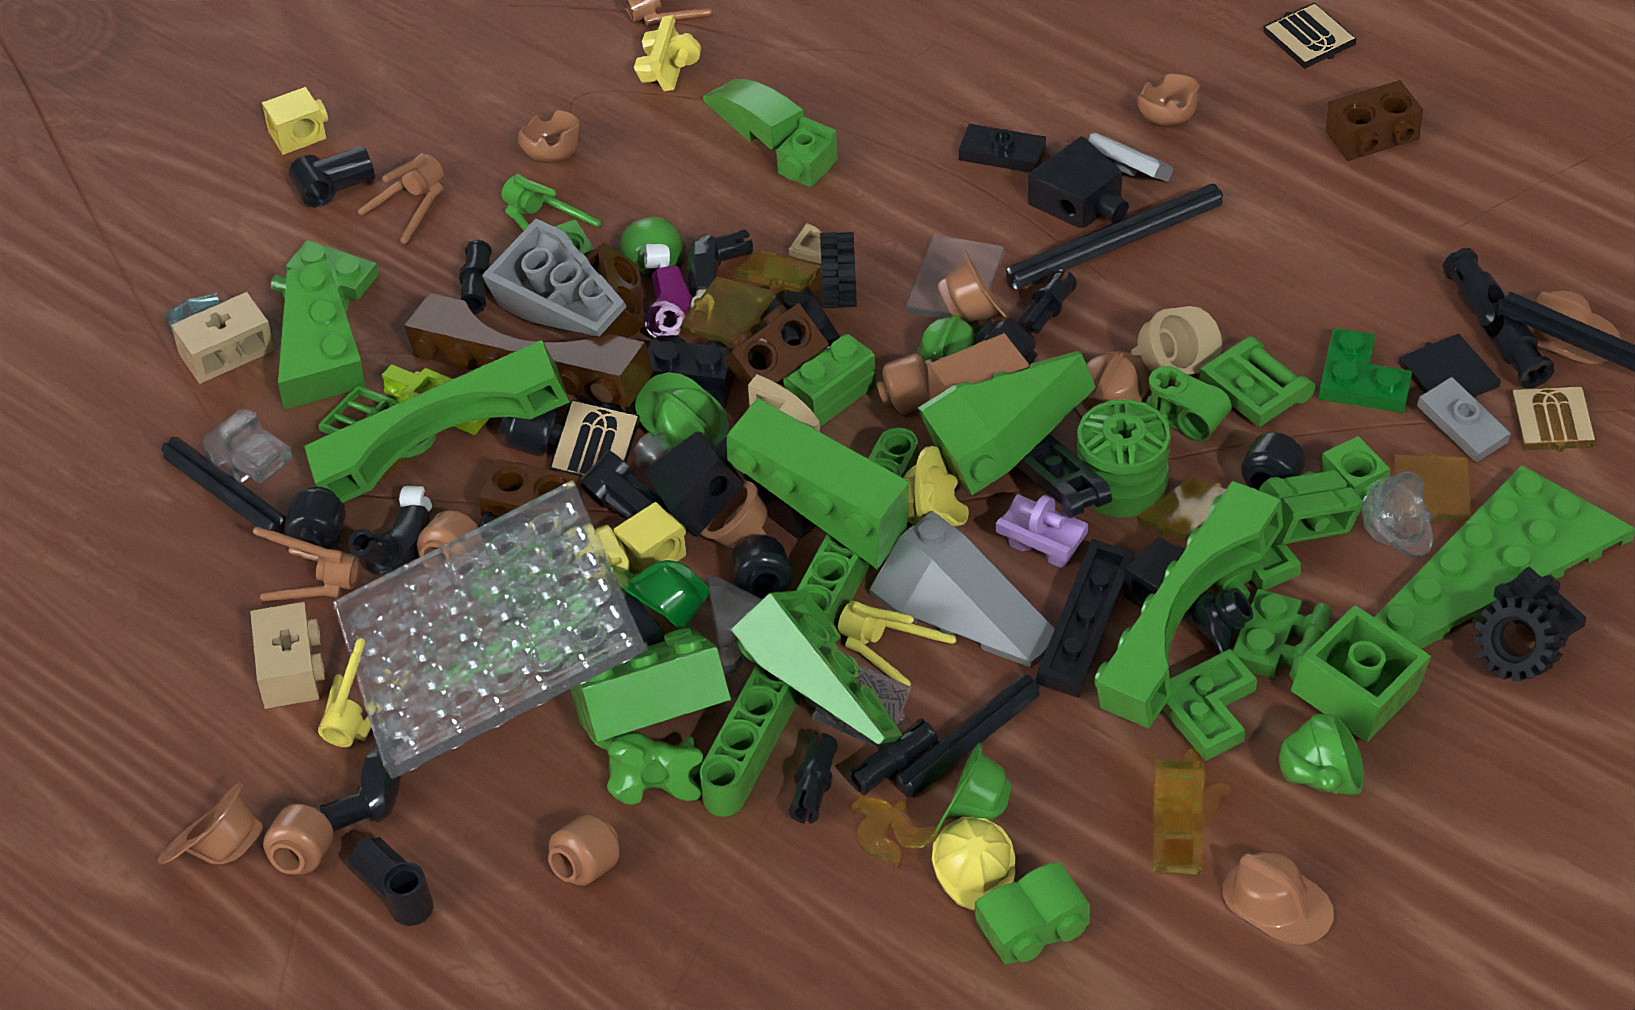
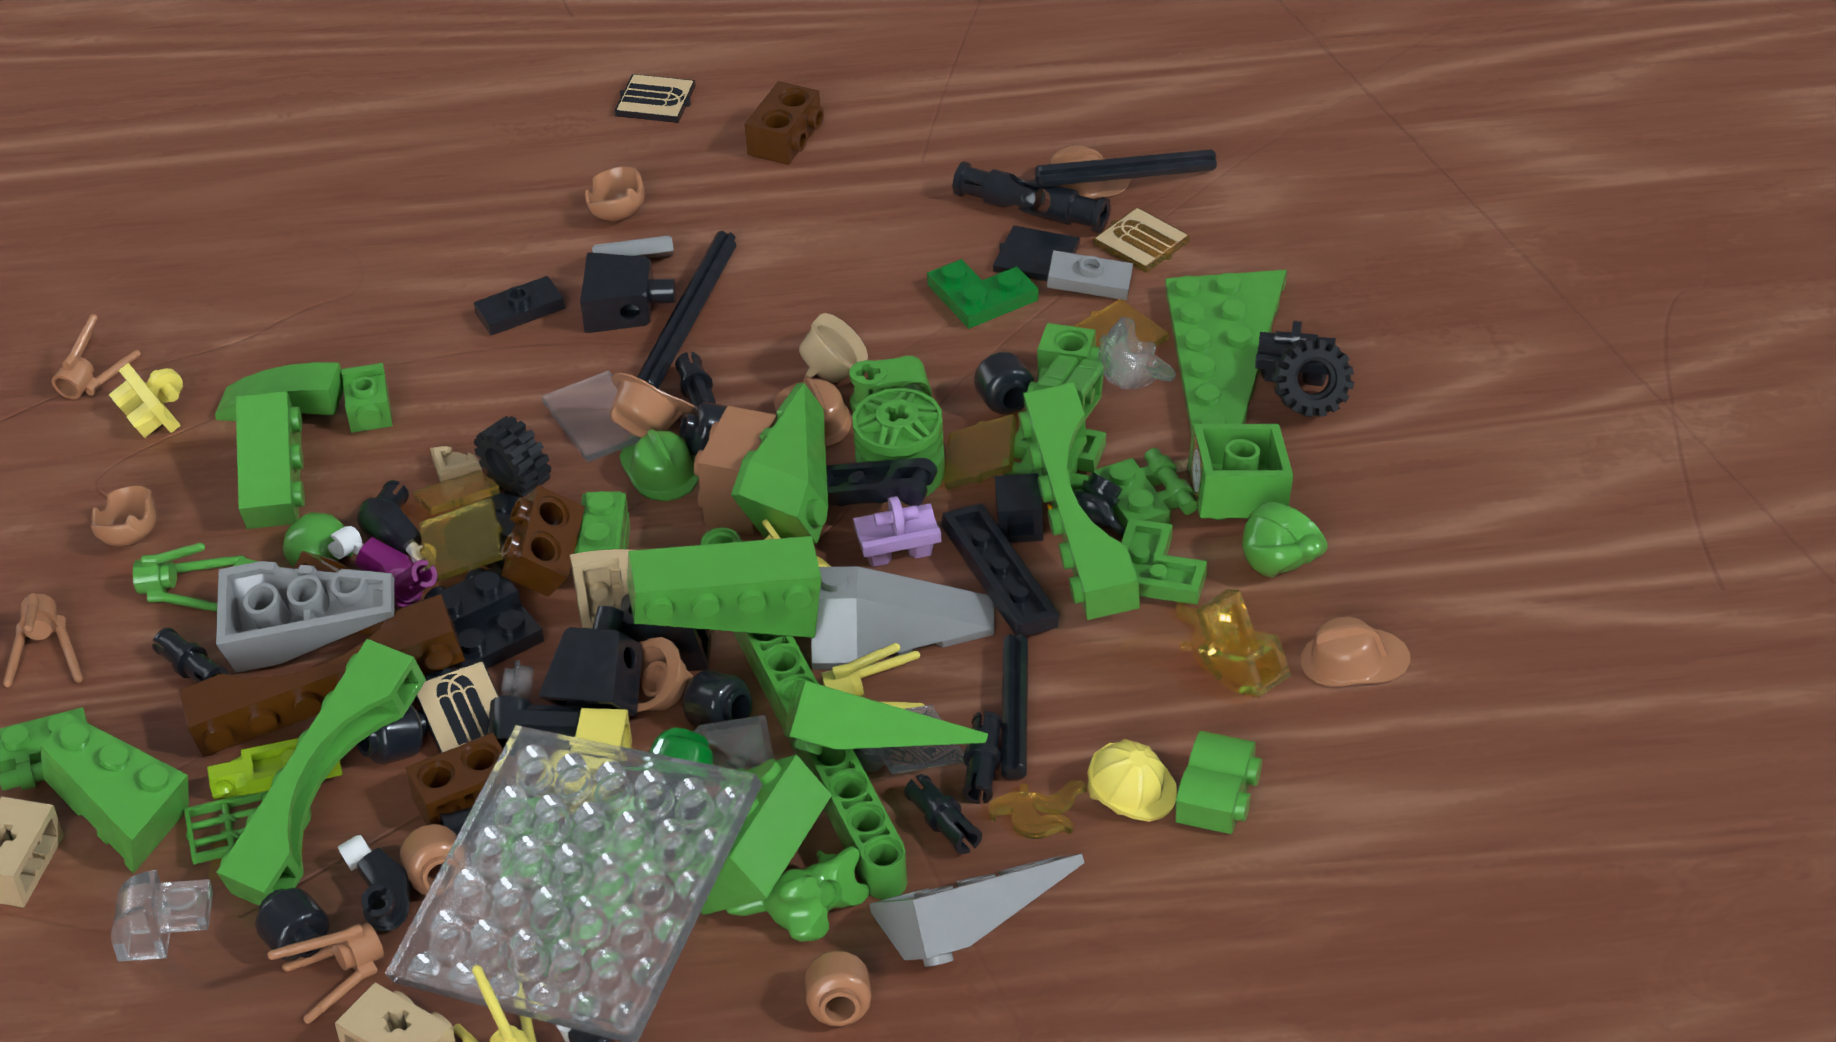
camera: 45 degrees left, 5 degrees down
(223, 485) = (162, 962): black axle -> none
(679, 409) = (509, 635): bright green piece -> none
(681, 156) = (269, 460): none -> bright green wedge
(714, 857) = (947, 919): none -> light grey wedge
(905, 383) = (666, 502): nougat head -> none
(981, 790) = (1073, 732): bright green piece -> none
(1252, 390) = (929, 339): bright green plate -> none

